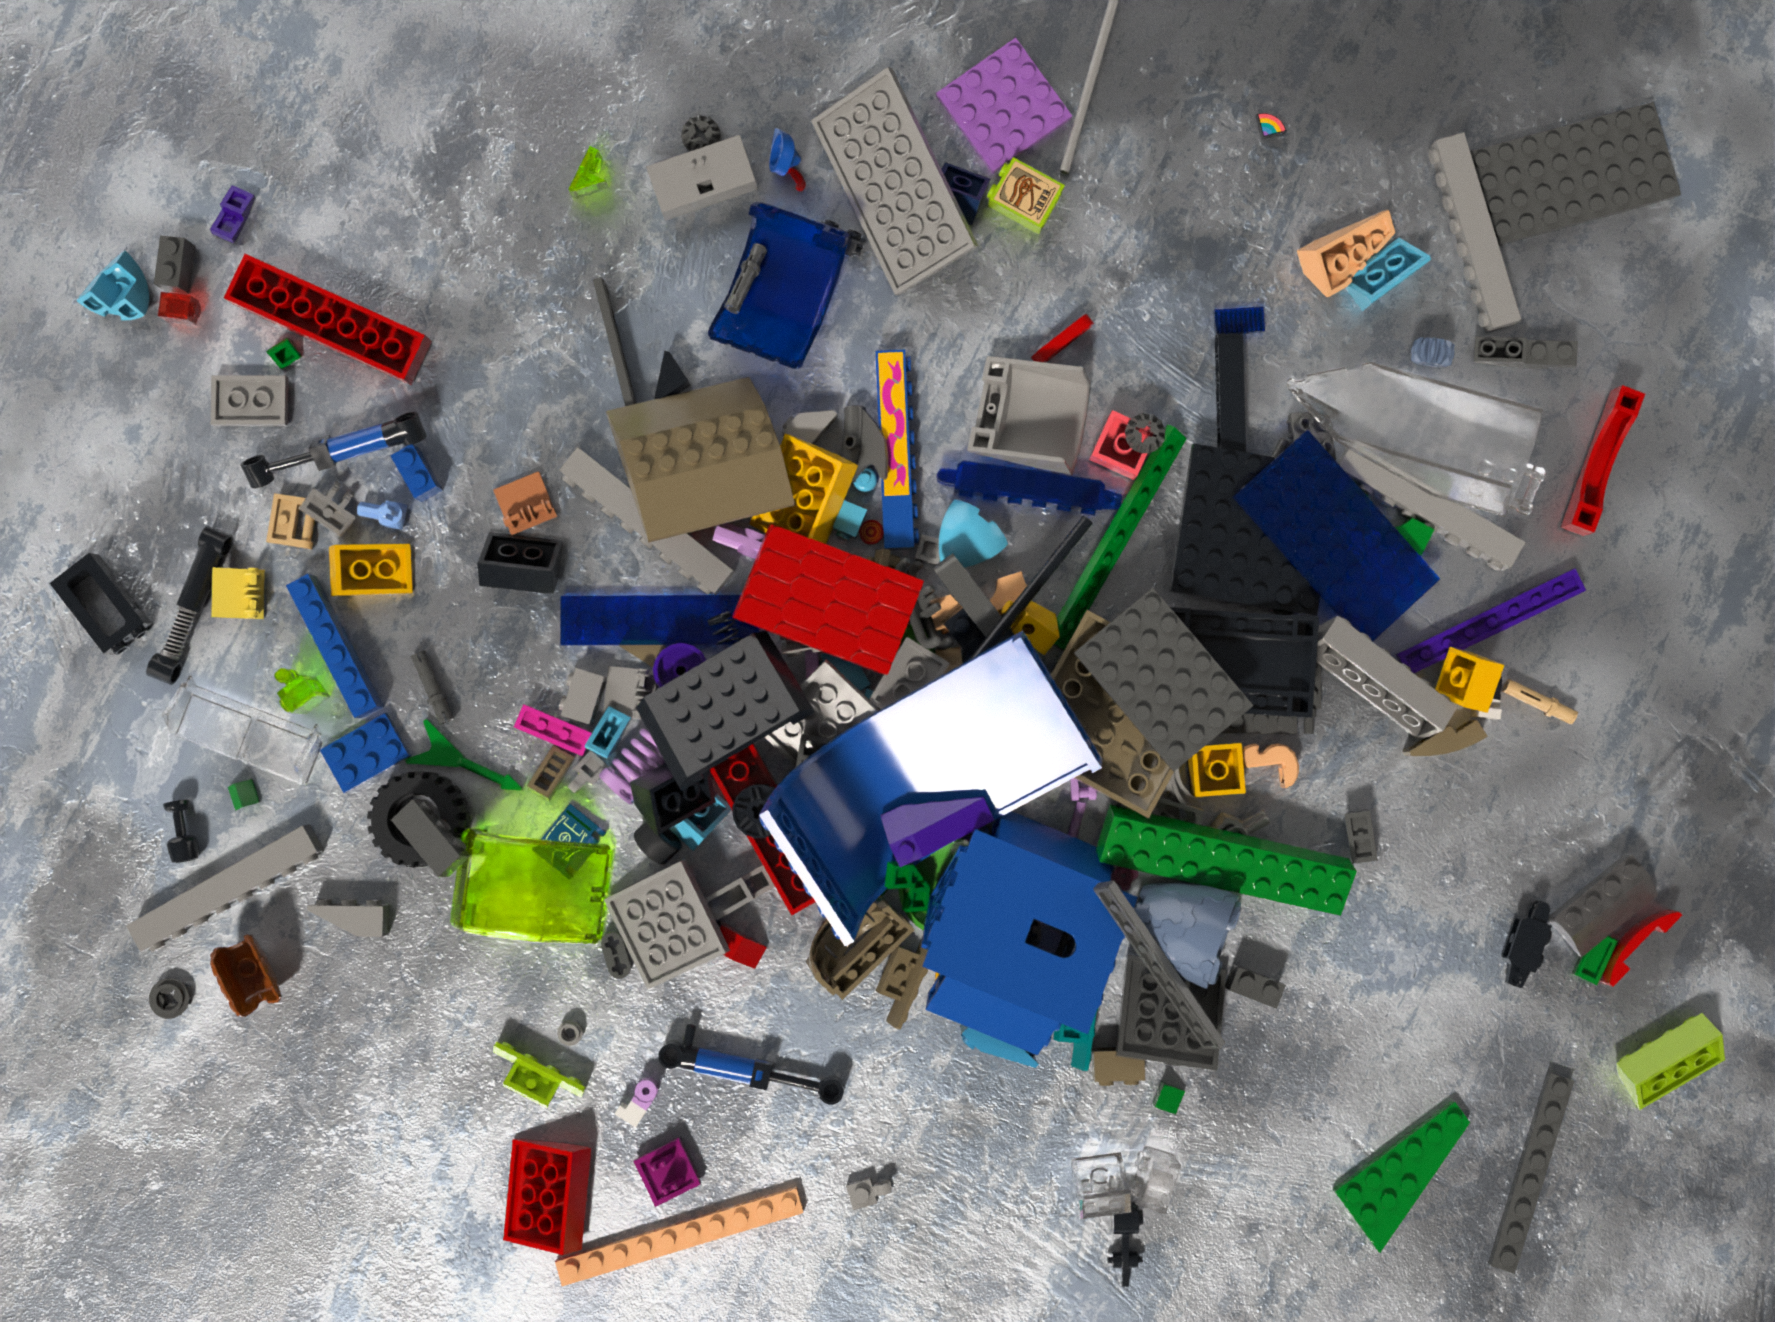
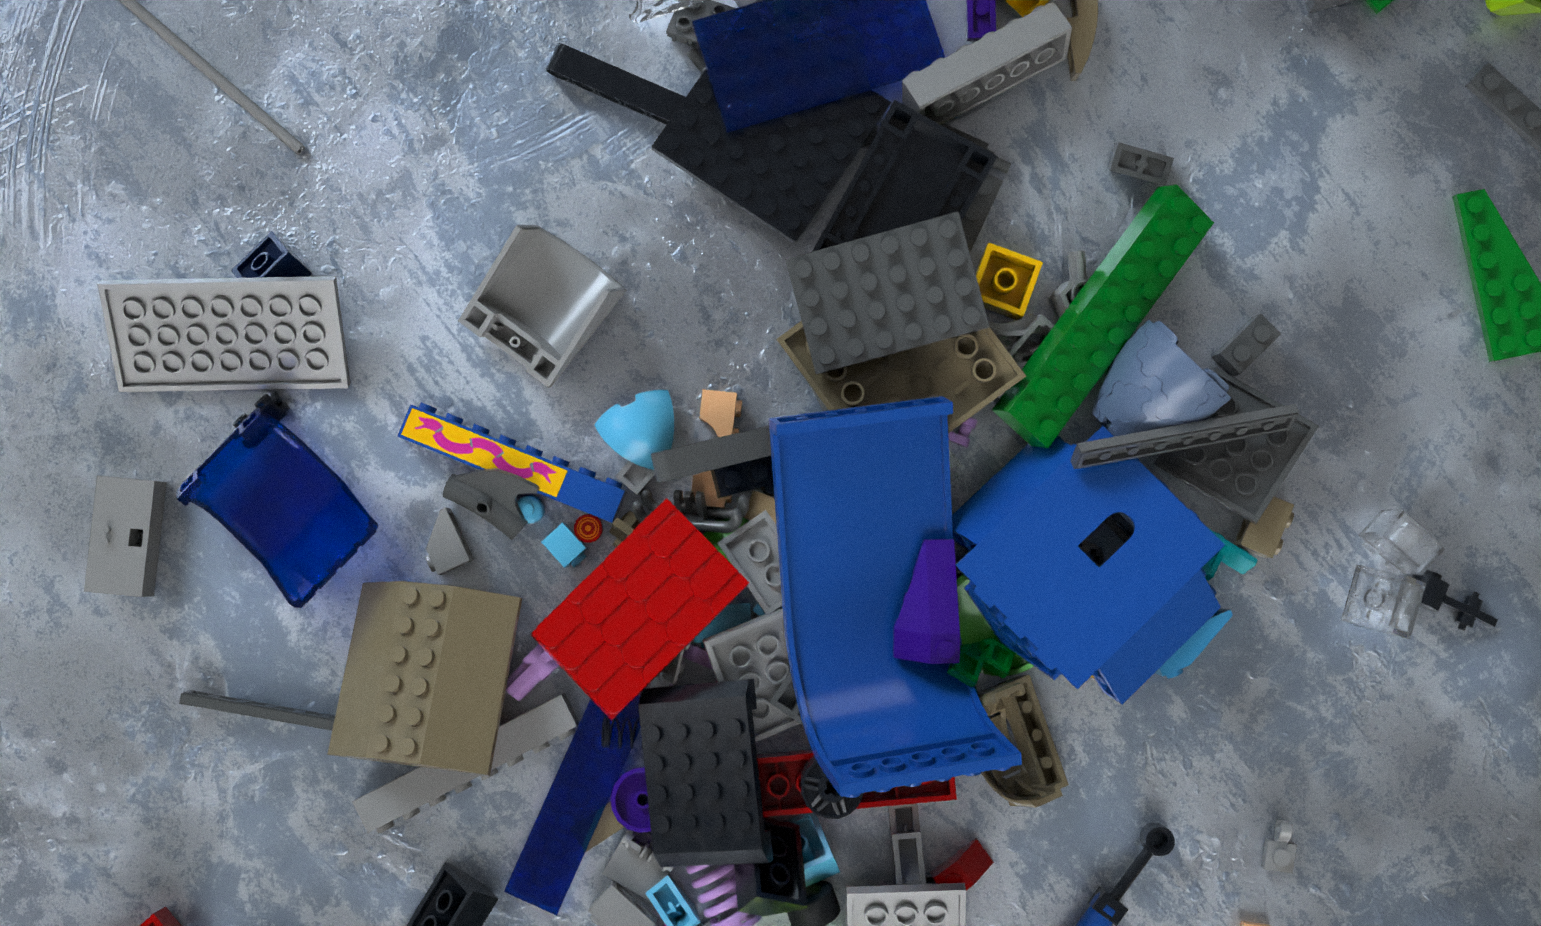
camera: 65 degrees left, 0 degrees up
(525, 503) = (387, 884): nougat hinge -> none
(584, 180) = (69, 663): clear neon green slope -> none
(671, 378) = (325, 667): black slope -> none
(703, 123) = (68, 507): dark grey gear -> none
(749, 271) = (248, 530): dark grey pin -> none
(785, 157) = (146, 437): blue piece -> none
(818, 488) = (516, 564): yellow slope -> none
(901, 982) = (1078, 713): dark tan bracket -> none
(1004, 105) = (200, 180): medium lavender plate -> none
(1025, 195) = (305, 202): brick -> none
(1030, 487) = (617, 340): clear blue hinge -> none
(1034, 586) = (726, 385): black piece -> none
(1038, 625) = (763, 400): yellow torso -> none
(1063, 339) = (478, 232): red beam -> none
(1077, 819) = (989, 450): lavender piece -> none
(1113, 450) = (618, 221): coral brick -> none
(1118, 535) = (712, 273): green plate -> none
(1125, 883) = (1078, 430): clear pink plate -> none
(1134, 438) = (617, 206): dark grey gear -> none
(1168, 1098) = (1321, 488): green slope -> none
(1242, 320) = (543, 39): clear blue tile -> none
(1273, 754) = (1014, 217): light nougat animal -> none
(1526, 943) = (1326, 45): black hinge -> none

